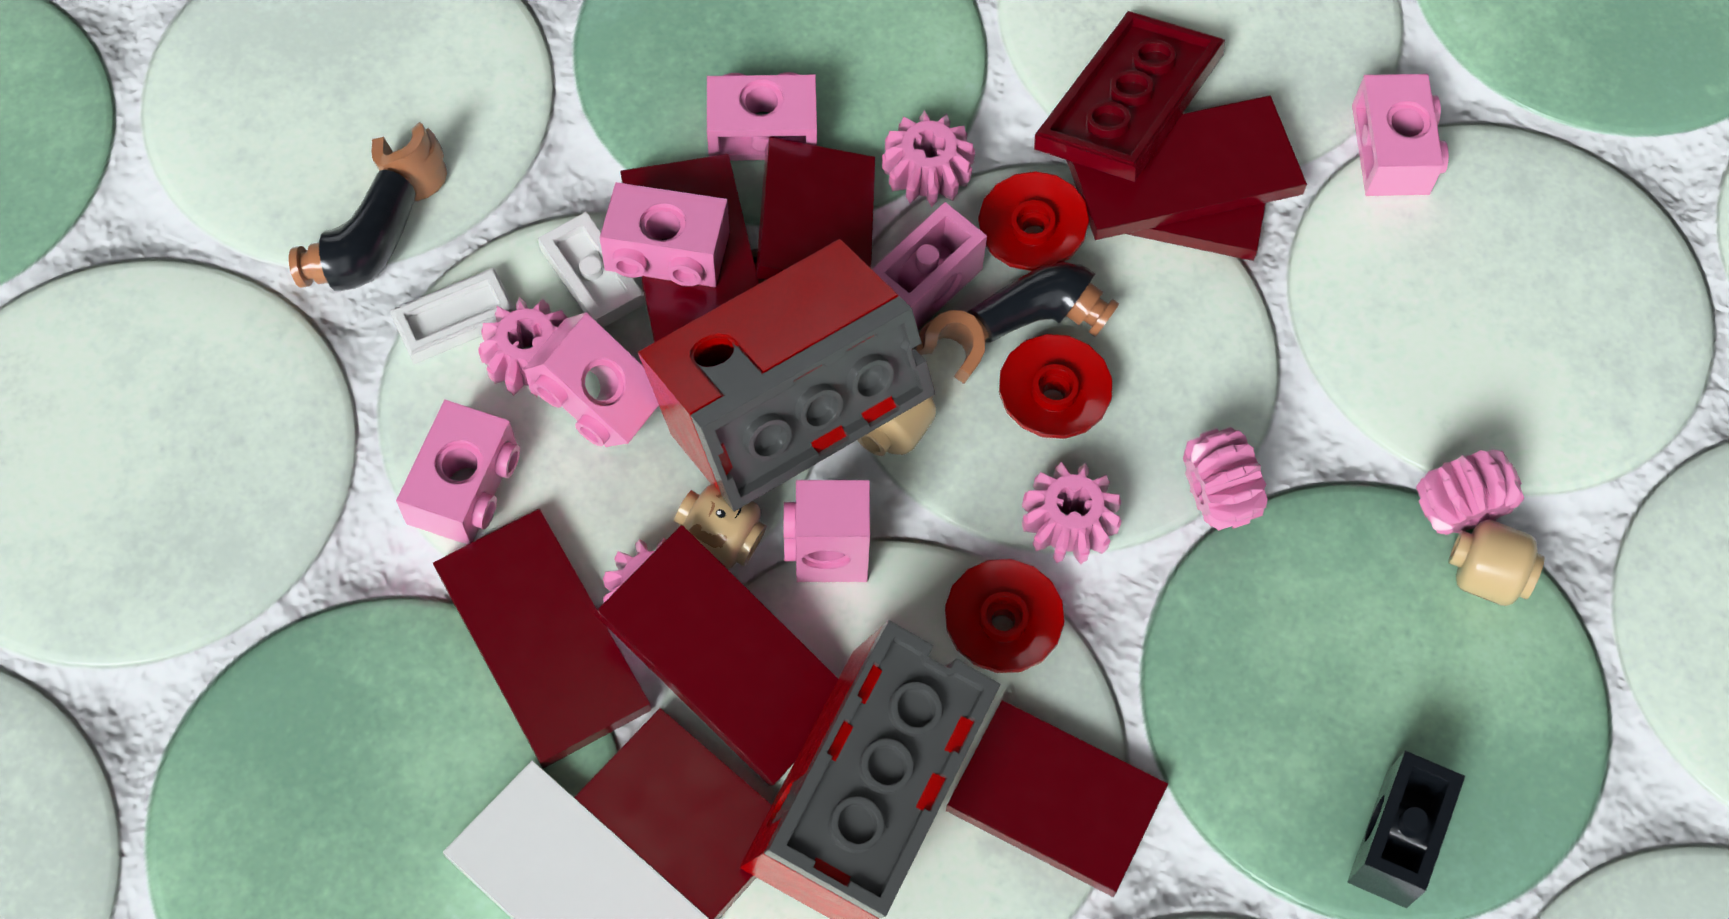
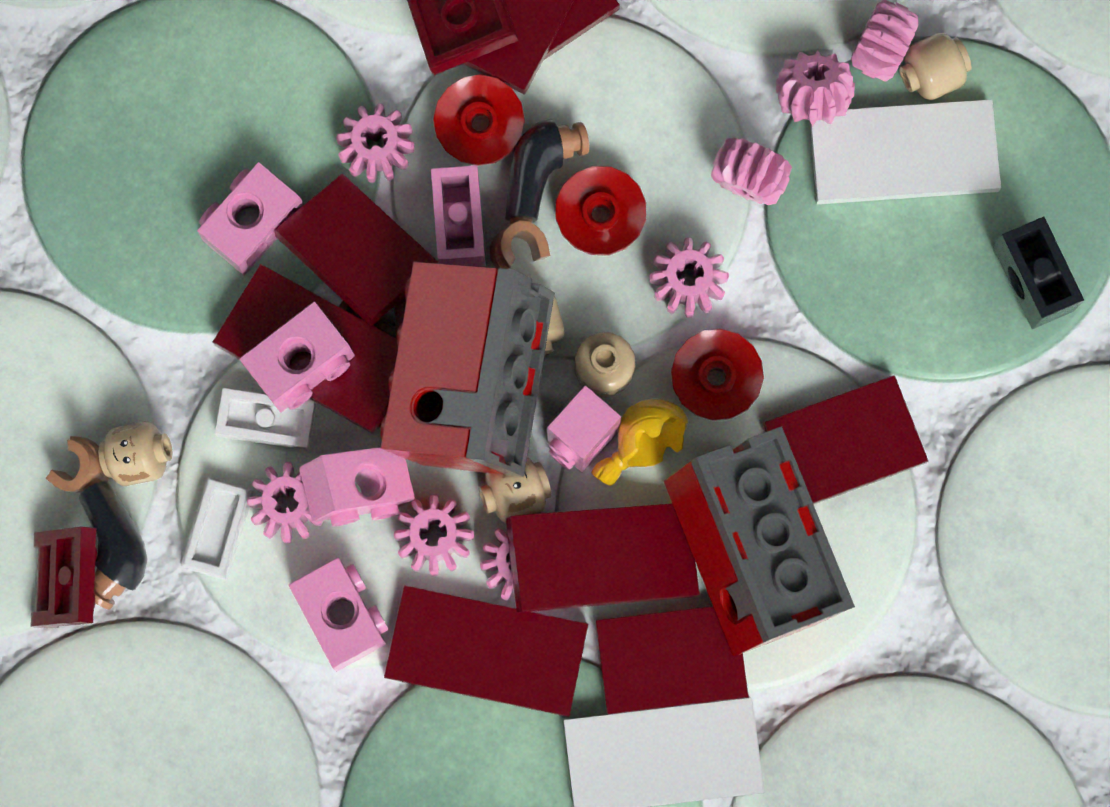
camera: 45 degrees left, 15 degrees up
(277, 232) = (65, 577): none -> dark red plate
(460, 191) = (135, 453): none -> tan head
(618, 476) = (422, 524): none -> bright pink gear
(877, 593) = (643, 438): none -> yellow hair
(914, 505) = (605, 364): none -> tan head
(1360, 470) = (815, 87): none -> bright pink gear
(1390, 610) = (906, 152): none -> white tile

